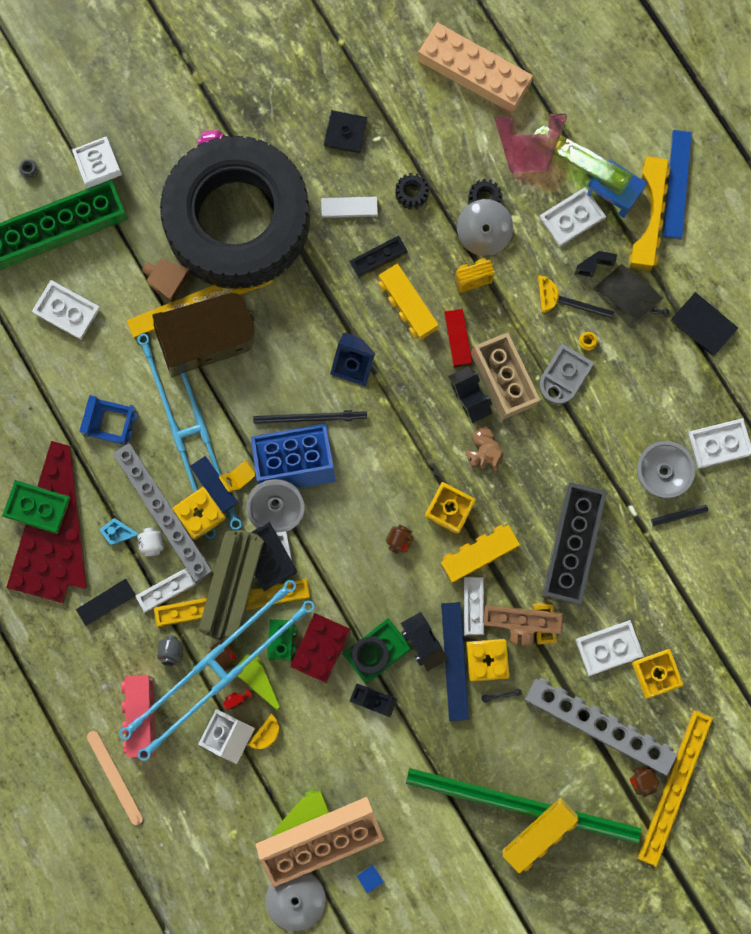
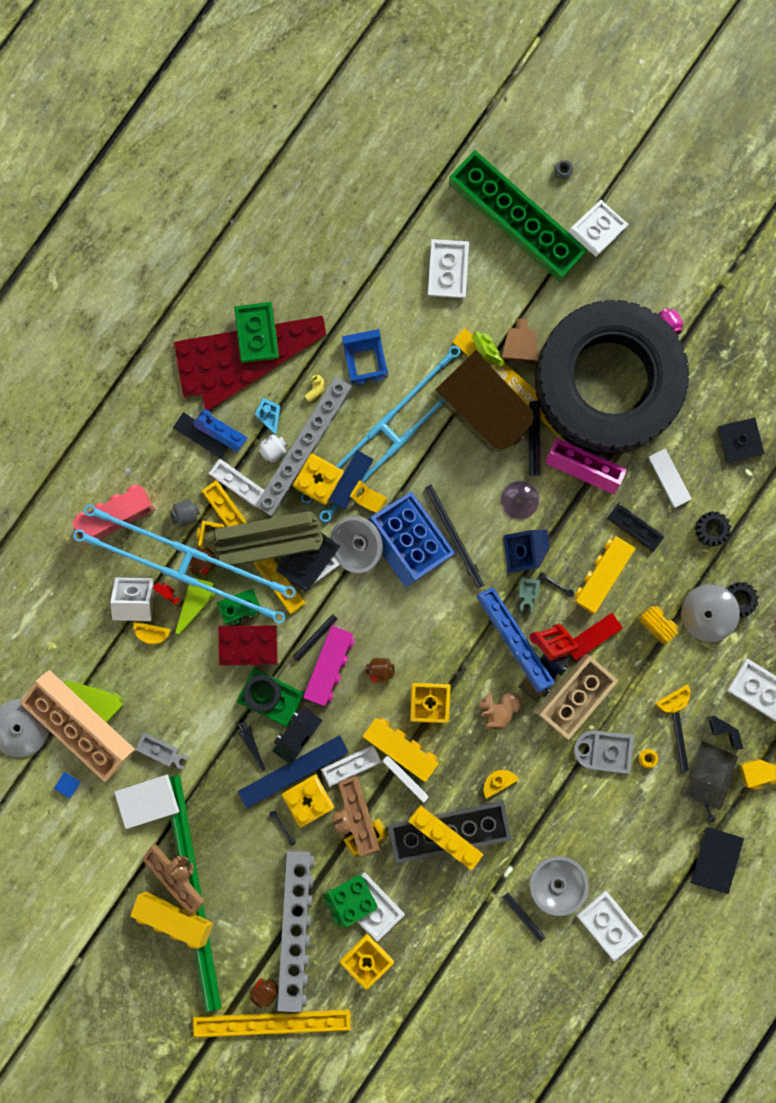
camera: 60 degrees right, 5 degrees up
(110, 583) = (219, 431): none -> blue plate
(114, 778) = (53, 518): light nougat piece -> none
(115, 477) = (317, 388): none -> light yellow arm
(149, 308) = (487, 348): none -> lime plate
(194, 643) = (201, 531): none -> yellow bracket
(260, 307) = (534, 440): none -> black axle
(303, 272) = (585, 466): none -> dark pink brick
(306, 354) = (513, 507): none -> dish
(341, 584) = (315, 637): none -> black bar
(373, 584) = (328, 666): none -> dark pink brick
(373, 700) = (224, 714): black slope -> none
(378, 776) = (160, 750): none -> light grey plate
(391, 374) = (528, 590): none -> sand green plate
(405, 688) = (248, 738): none -> black piece
(409, 340) = (569, 593): none -> black hinge
(420, 809) = (146, 801): none -> white tile
(429, 405) = (515, 640): none -> blue tile
(452, 371) = (557, 646): none -> red plate
(502, 814) = (175, 878): none -> medium nougat plate
(507, 562) = (405, 778): none -> white tile
(548, 481) = (497, 781): none -> yellow plate
(578, 547) = (445, 837): none -> yellow brick
(596, 664) = (349, 901): none -> green bracket

